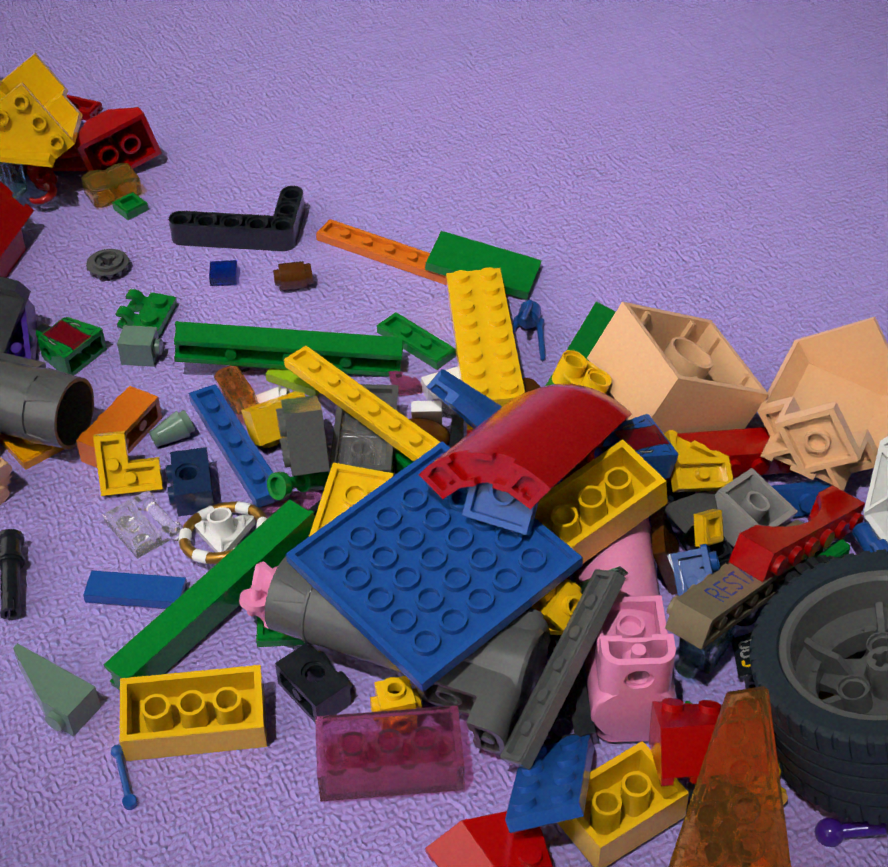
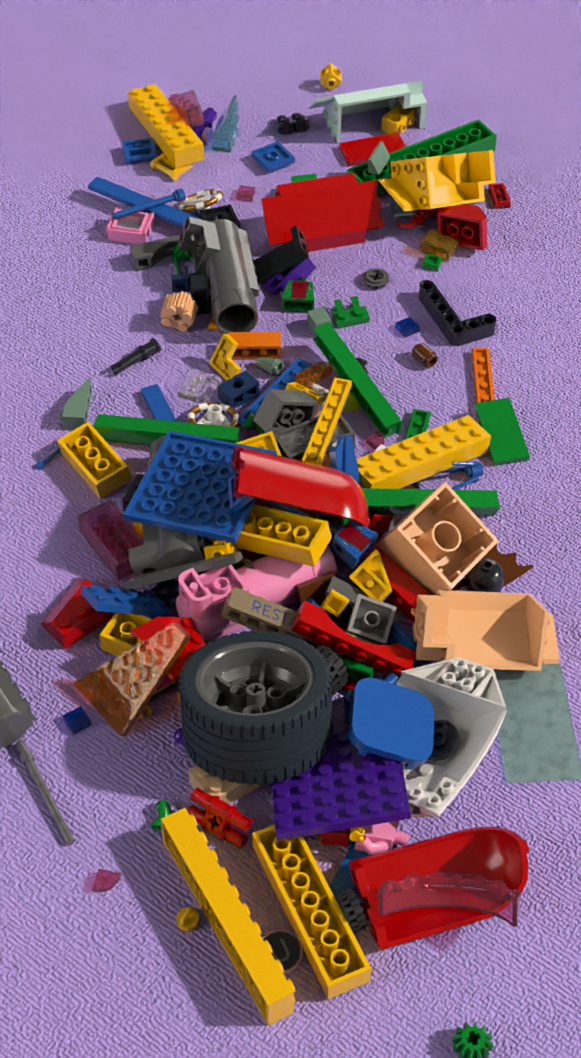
camera: 60 degrees right, 5 degrees up
(577, 370) = (398, 501): yellow beam -> none

